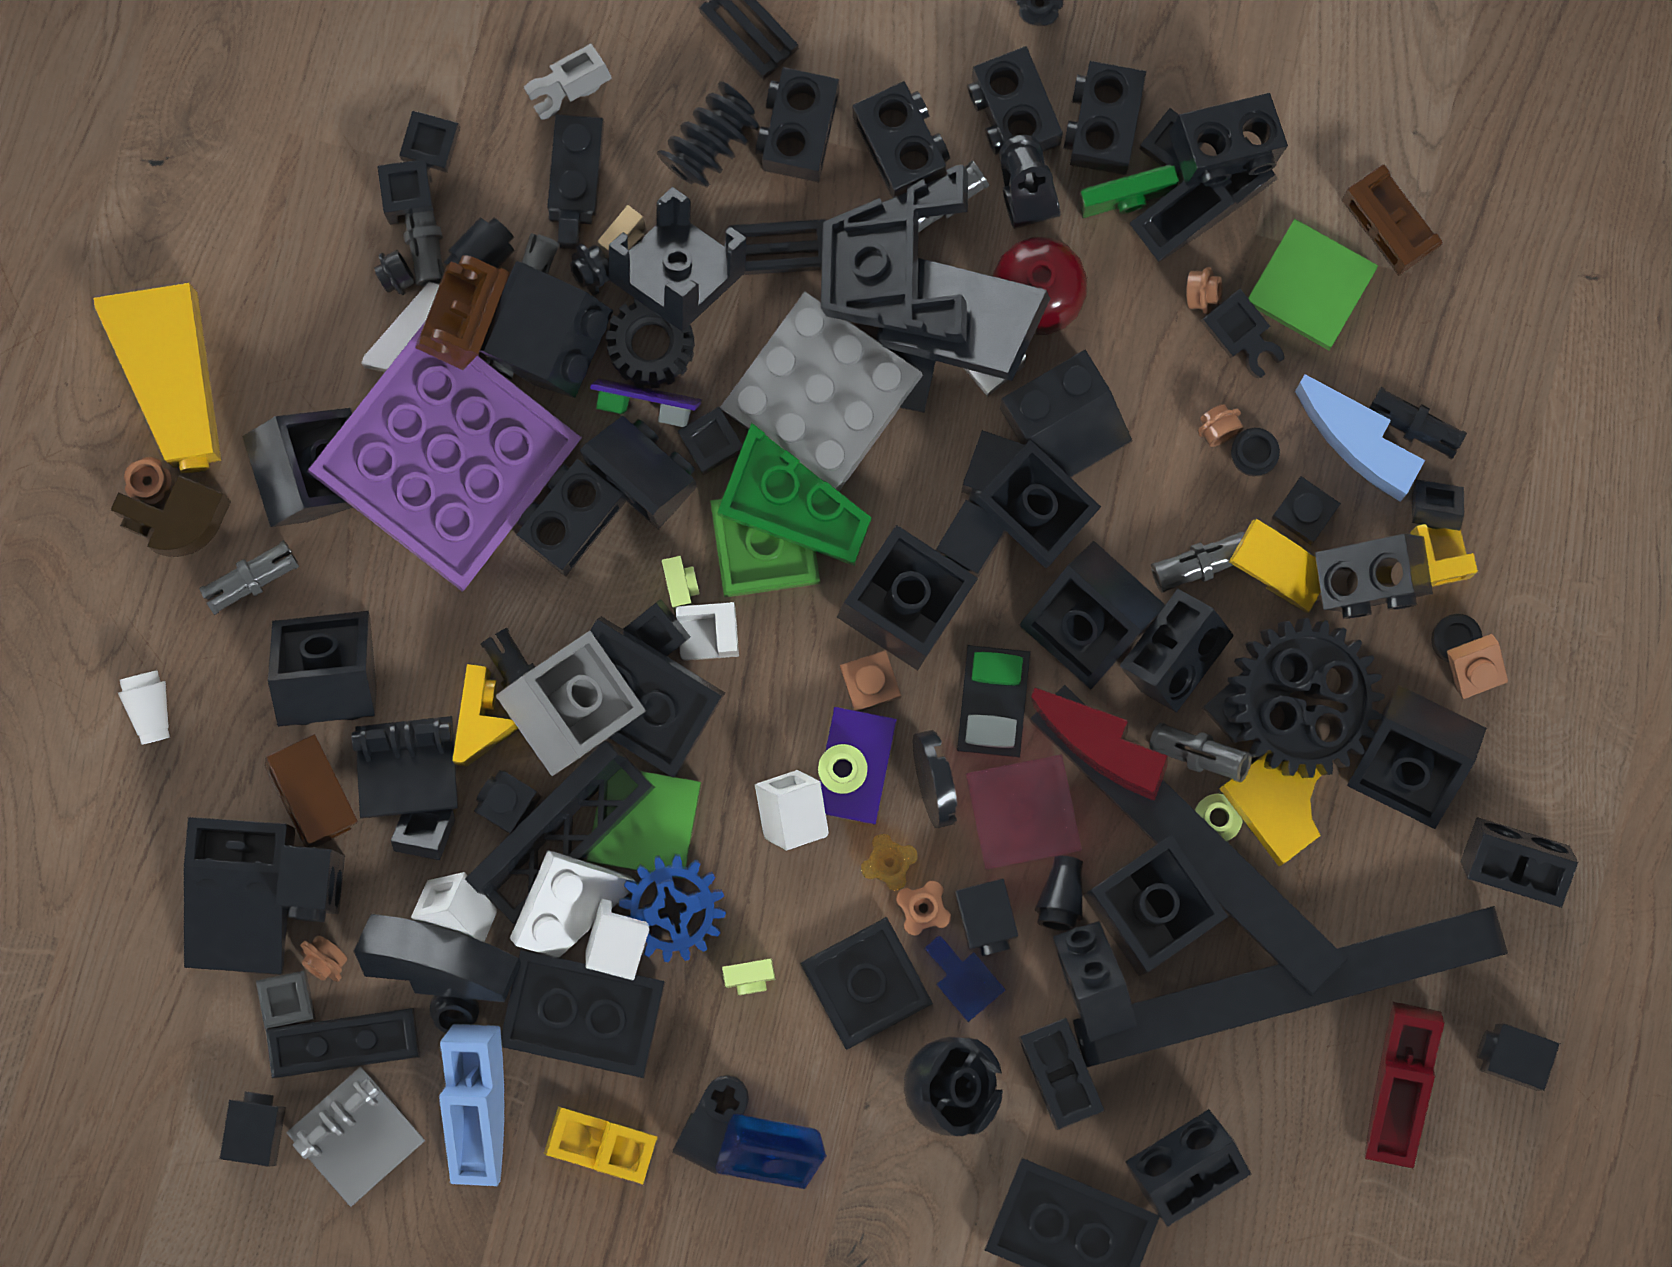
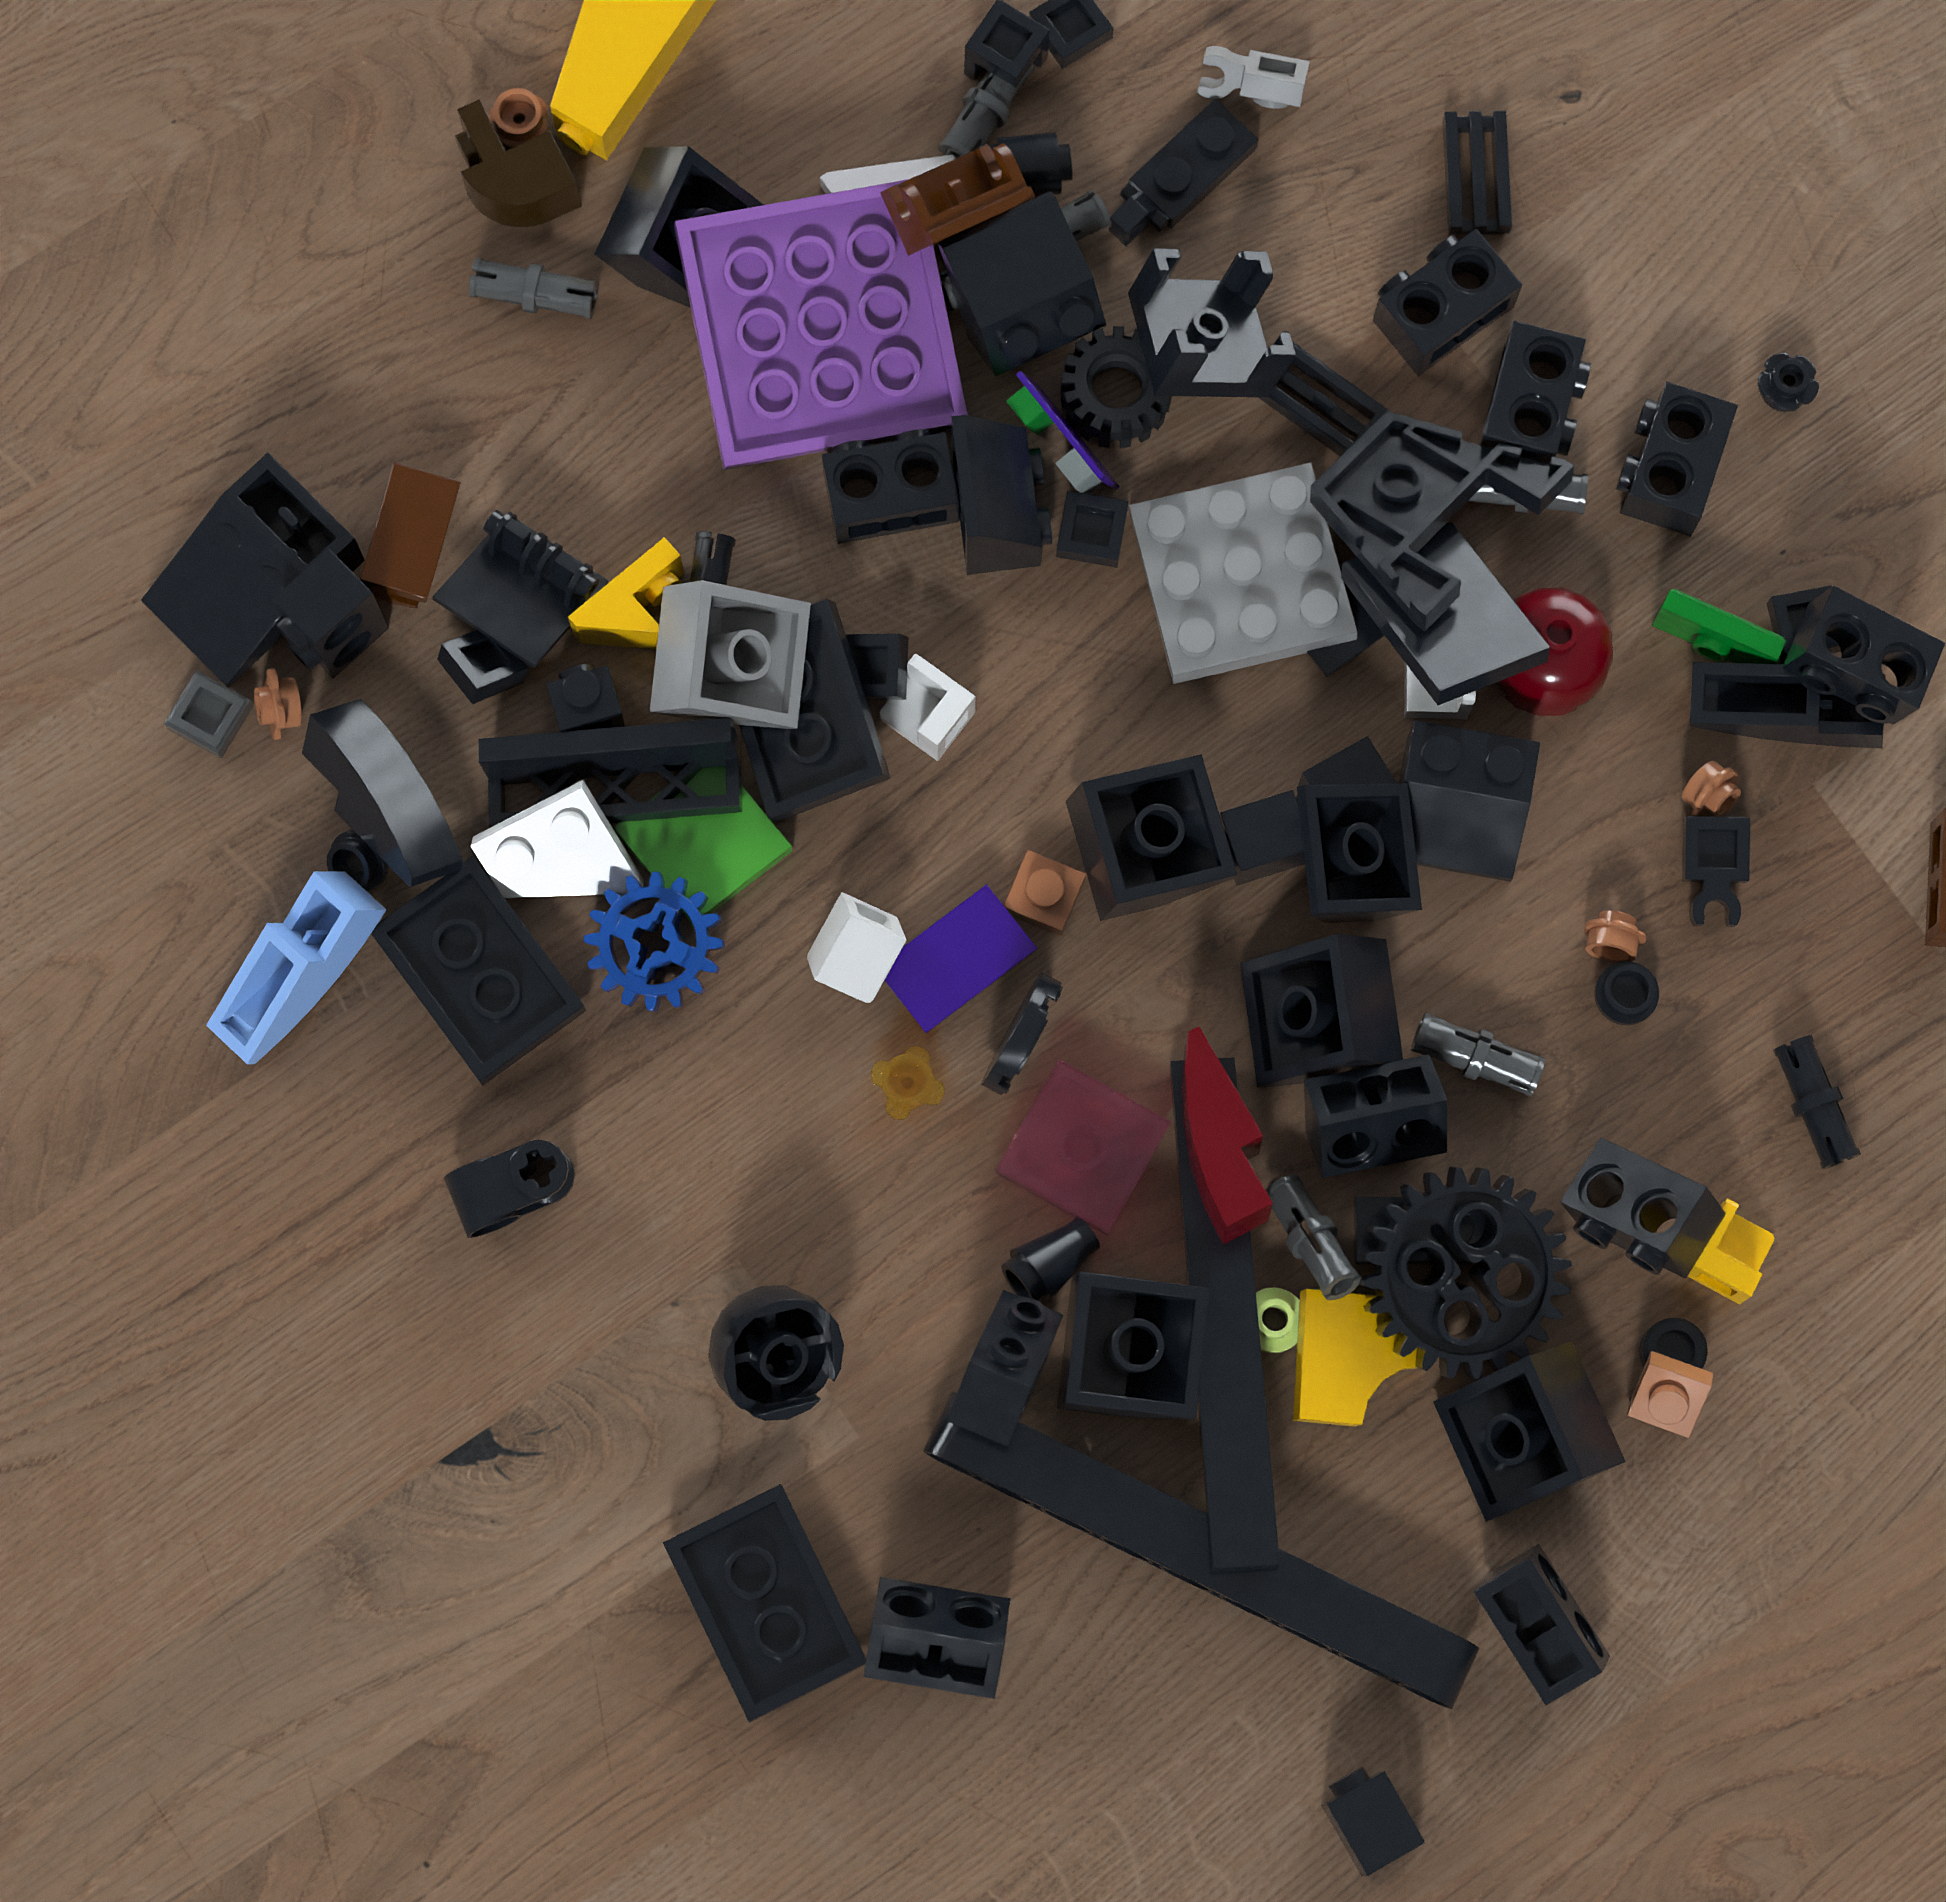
camera: 35 degrees right, 5 degrees down
(146, 705) = (328, 324): white cone -> none
(253, 1130) = (64, 808): black brick -> none
(322, 669) = (523, 430): black slope -> none
(342, 1043) = (225, 802): black tile -> none
(355, 1136) = (156, 901): light grey hinge -> none
(394, 272) = (927, 119): black plate -> none
(455, 906) = (448, 763): white panel -> none
(590, 268) = (1119, 268): black plate -> none
(600, 1145) = (382, 1113): yellow slope -> none
(615, 942) = (568, 926): white panel -> none
(629, 222) = (1195, 259): tan plate -> none
(680, 582) = (942, 635): yellowish green plate -> none
(710, 135) = (1347, 239): black piece -> none
(749, 976) = (671, 1072): yellowish green plate -> none
(759, 561) = (1060, 672): bright green tile -> none
(770, 1151) = (538, 1260): clear blue slope -> none
(791, 502) = (1118, 650): green wing -> none
(849, 783) = (940, 967): yellowish green plate -> none
(866, 983) = (780, 1182): black tile -> none
(916, 920) = (906, 1173): nougat plate -> none
(967, 982) = (879, 1266): clear blue plate -> none
(987, 917) = (956, 1216): black brick -> none
(993, 701) = (1149, 1016): piece -> none
(1027, 182) = (1625, 537): black piece -> none
(1061, 1074) = (891, 1432): black brick -> none
(1114, 119) = (1767, 552): black brick -> none
(1278, 564) = (1553, 1121): yellow slope -> none
(1306, 510) = (1628, 1094): black plate -> none
(1312, 284) = (1828, 878): bright green tile -> none
(1357, 437) = (1744, 1066): light blue slope -> none
(1404, 1084) = (1229, 1749): dark red slope -> none
(1438, 505) = (1768, 1200): black plate -> none

